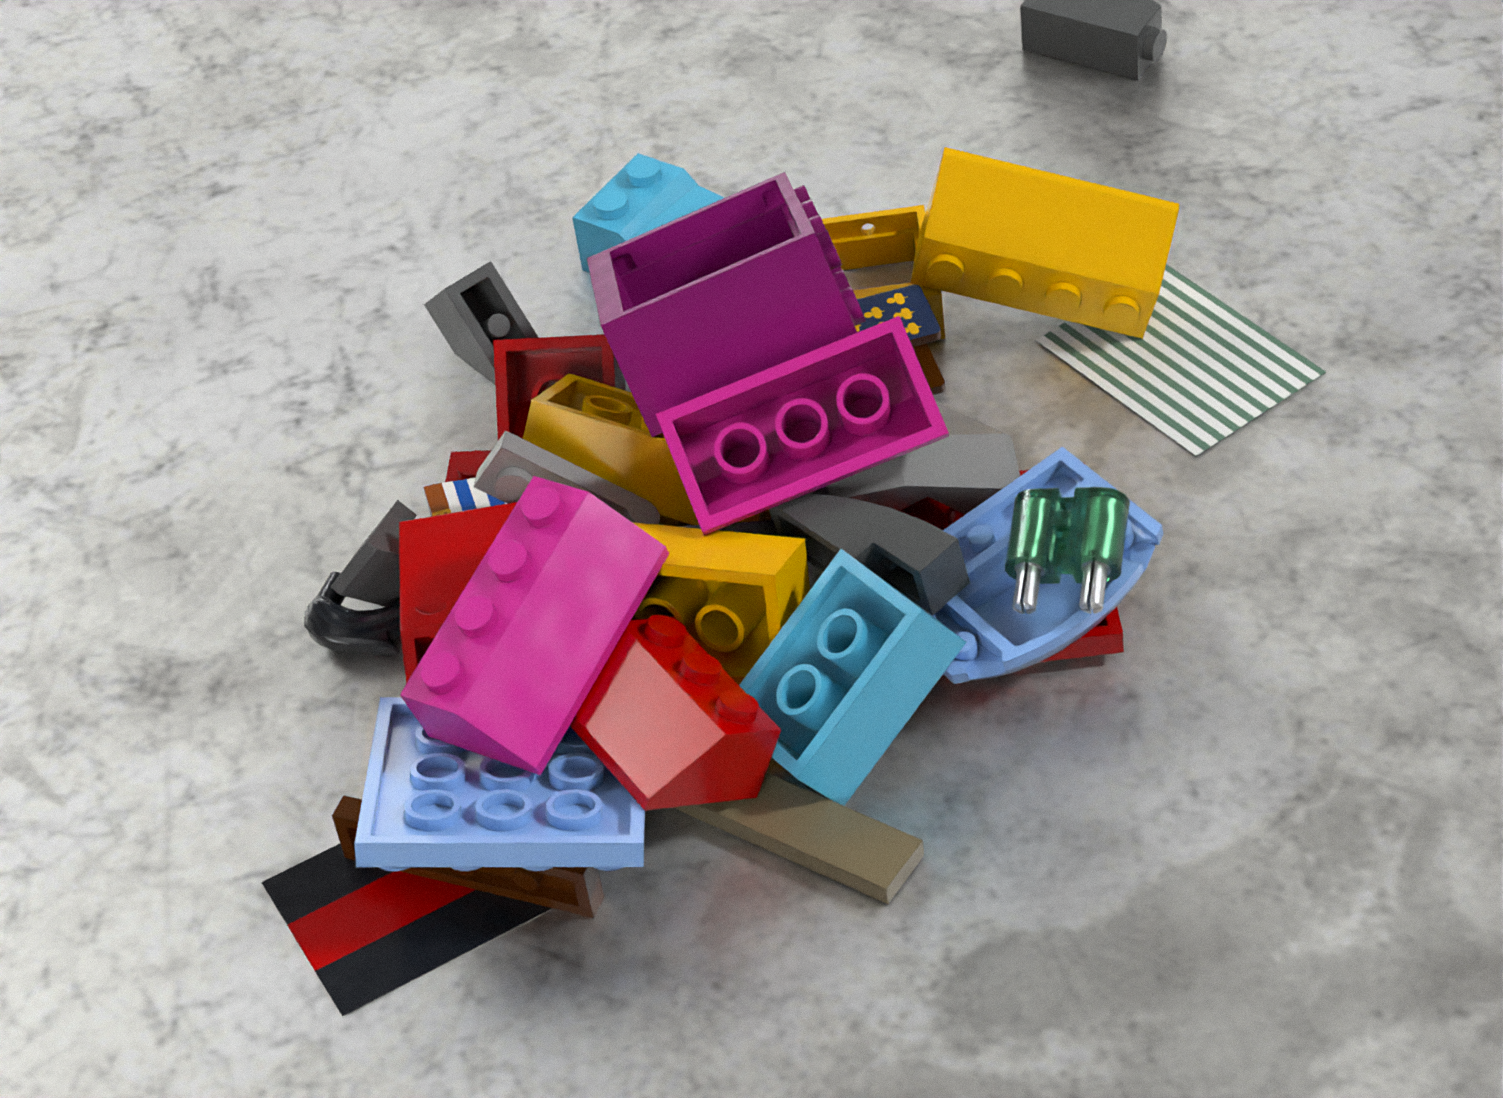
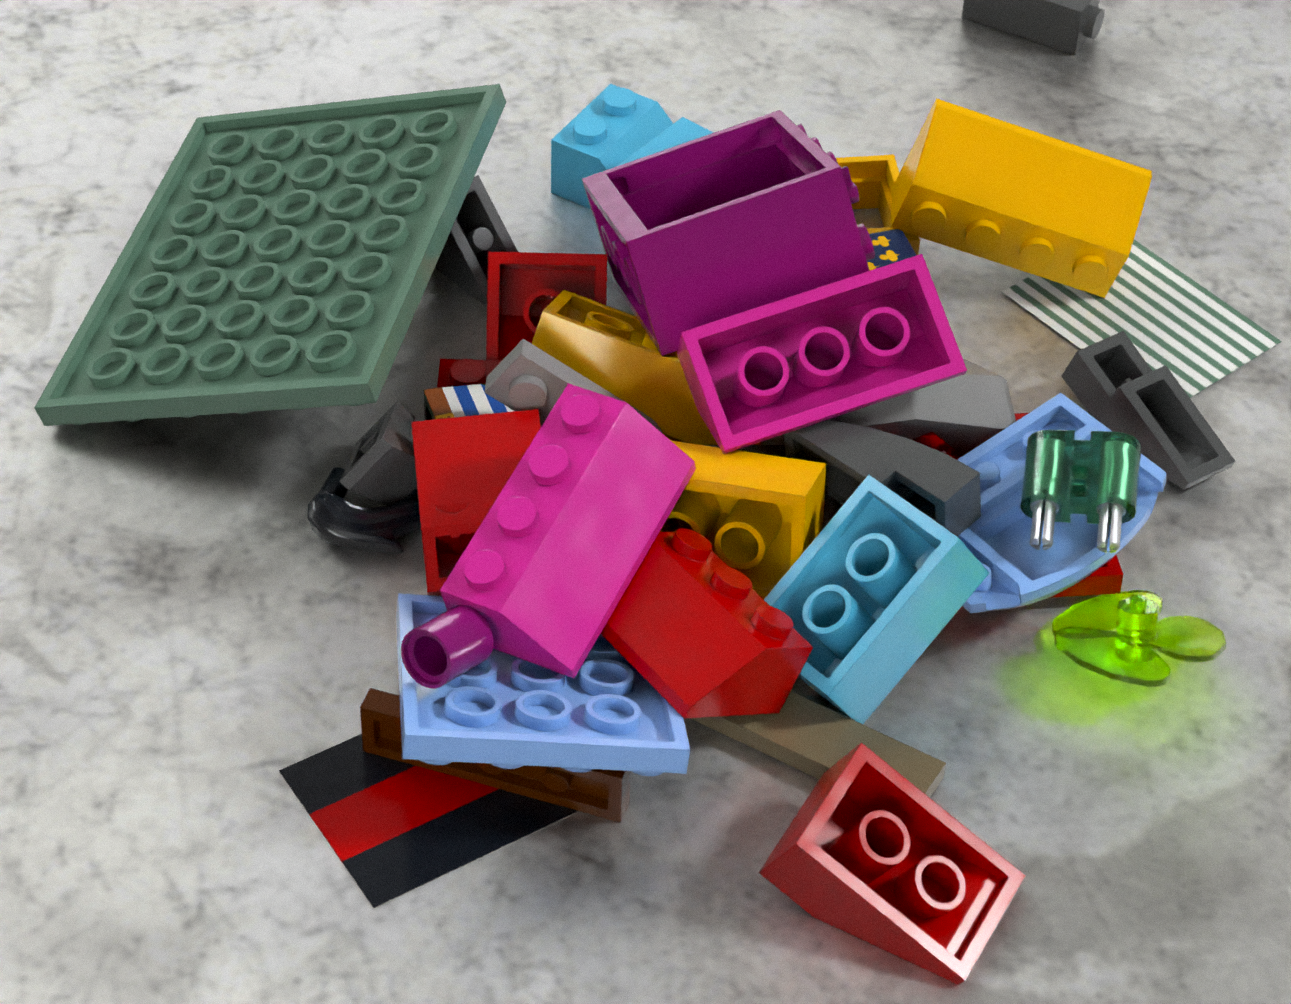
camera: 10 degrees left, 0 degrees up
(290, 362) = (277, 260): none -> sand green plate
(407, 751) = (447, 646): none -> magenta beam
(858, 953) = (893, 868): none -> red slope
(1116, 702) = (1122, 632): none -> clear neon green piece
(1168, 458) = (1148, 405): none -> dark grey slope

